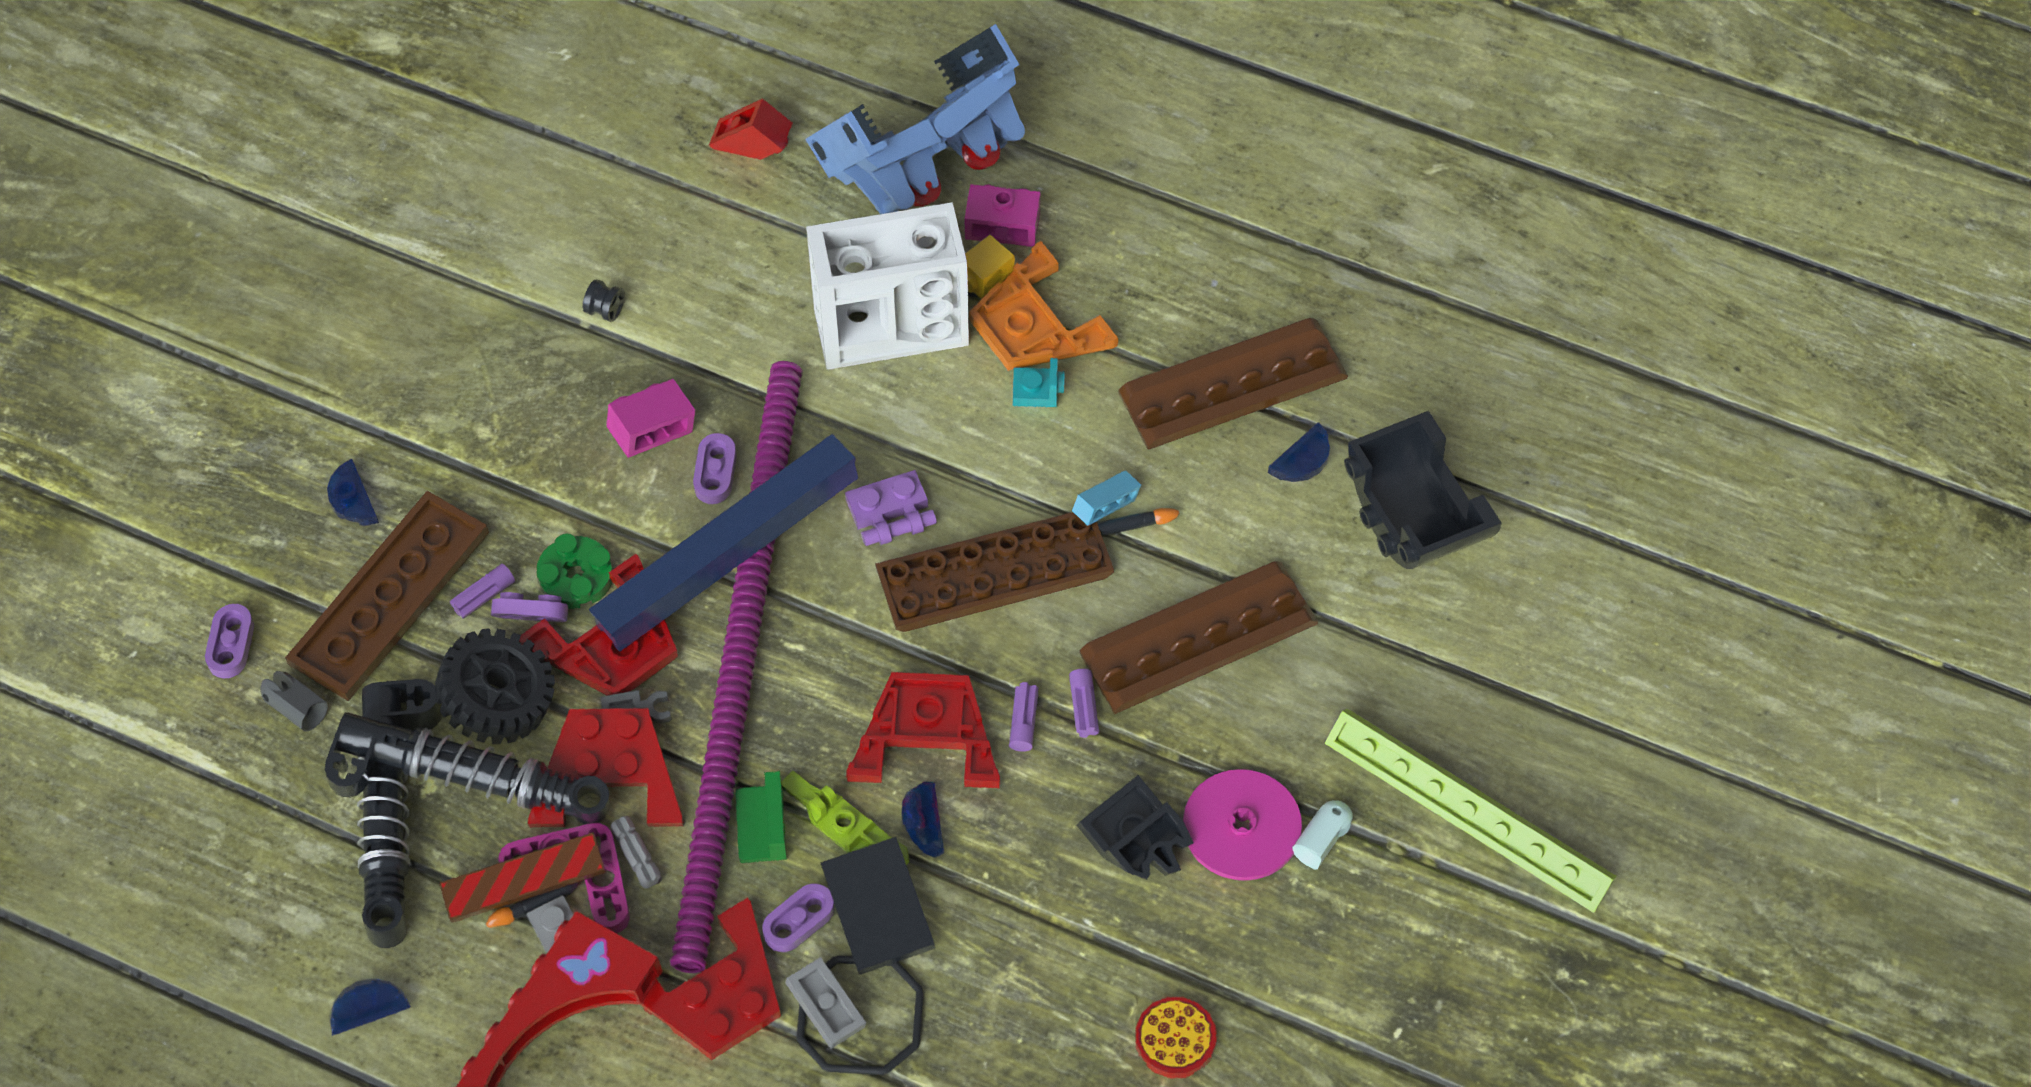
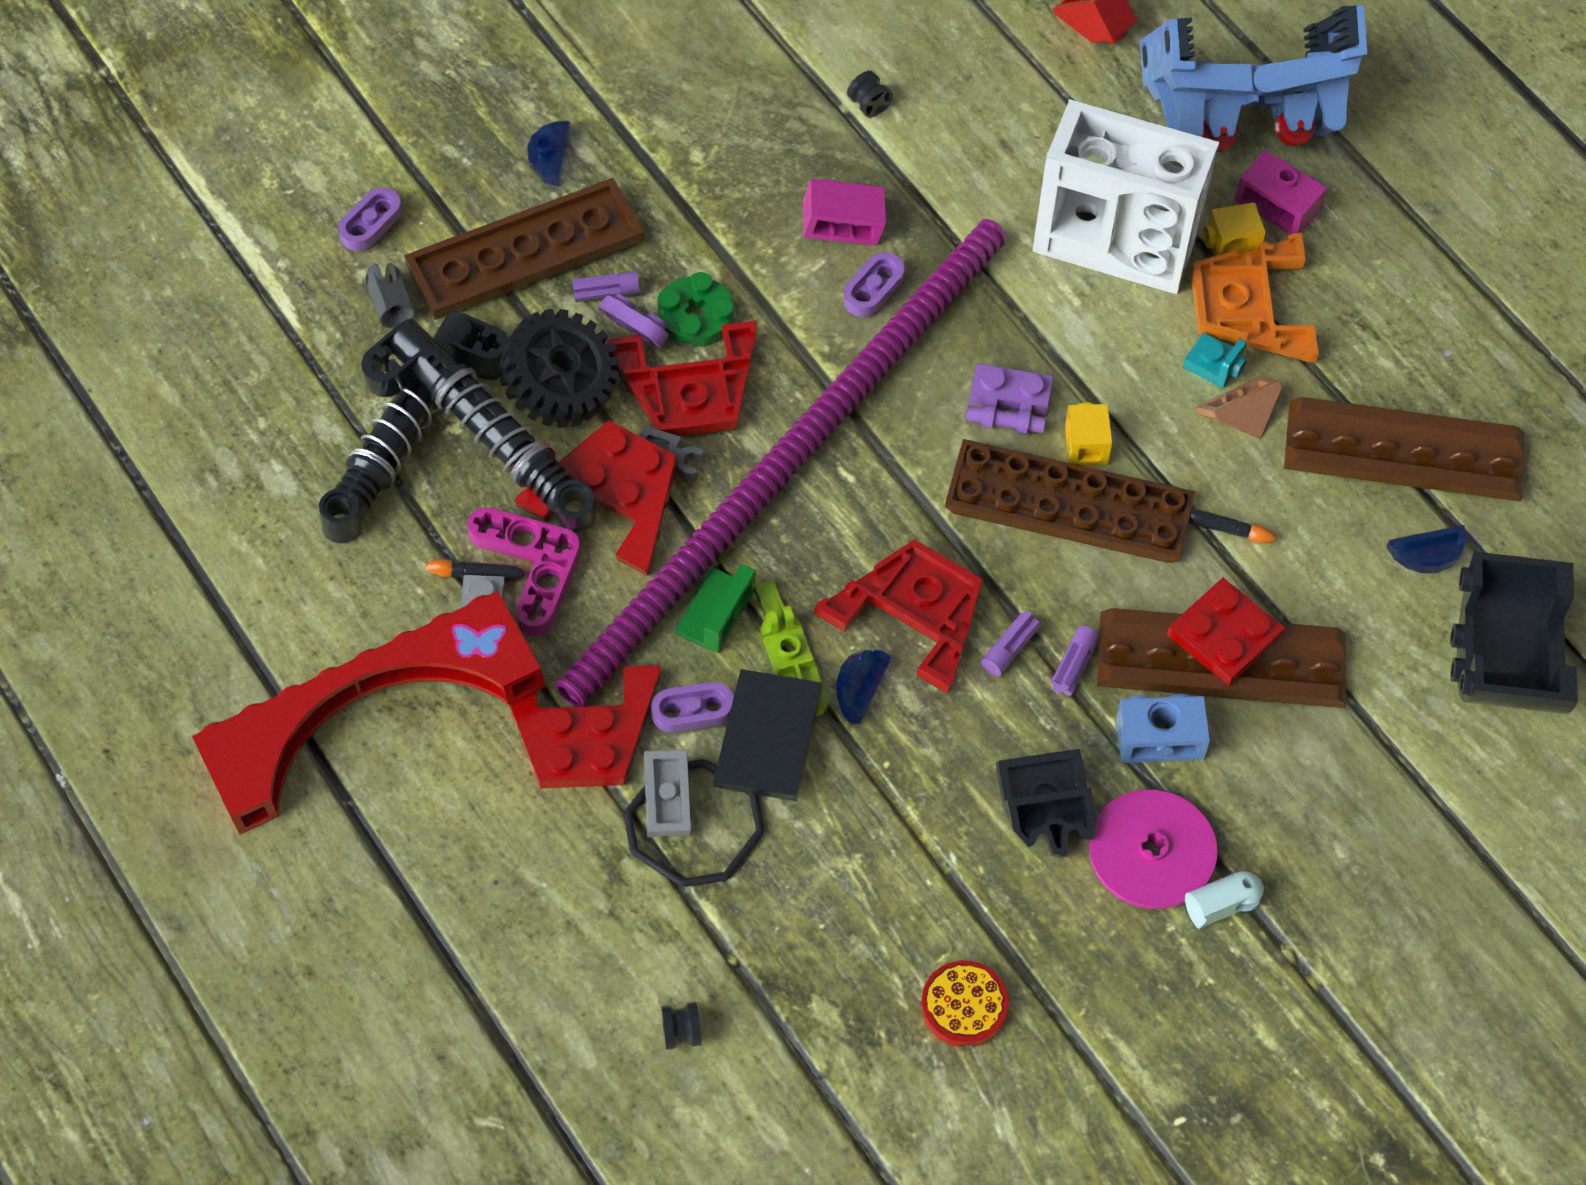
camera: 30 degrees right, 0 degrees up
(365, 1003) = (282, 575): clear blue plate -> none
(522, 877) = (478, 541): tile -> none
(636, 852) = (590, 575): light grey axle -> none
(725, 542) = (836, 347): dark blue tile -> none
(976, 505) = (1088, 434): none -> yellow brick
(1084, 412) = (1245, 406): none -> nougat slope
(1106, 497) = (1213, 489): medium azure piece -> none
(1181, 739) = (1145, 742): none -> medium blue brick
(1191, 612) = (1225, 631): none -> red plate
(1470, 810) = (1384, 958): lime plate -> none

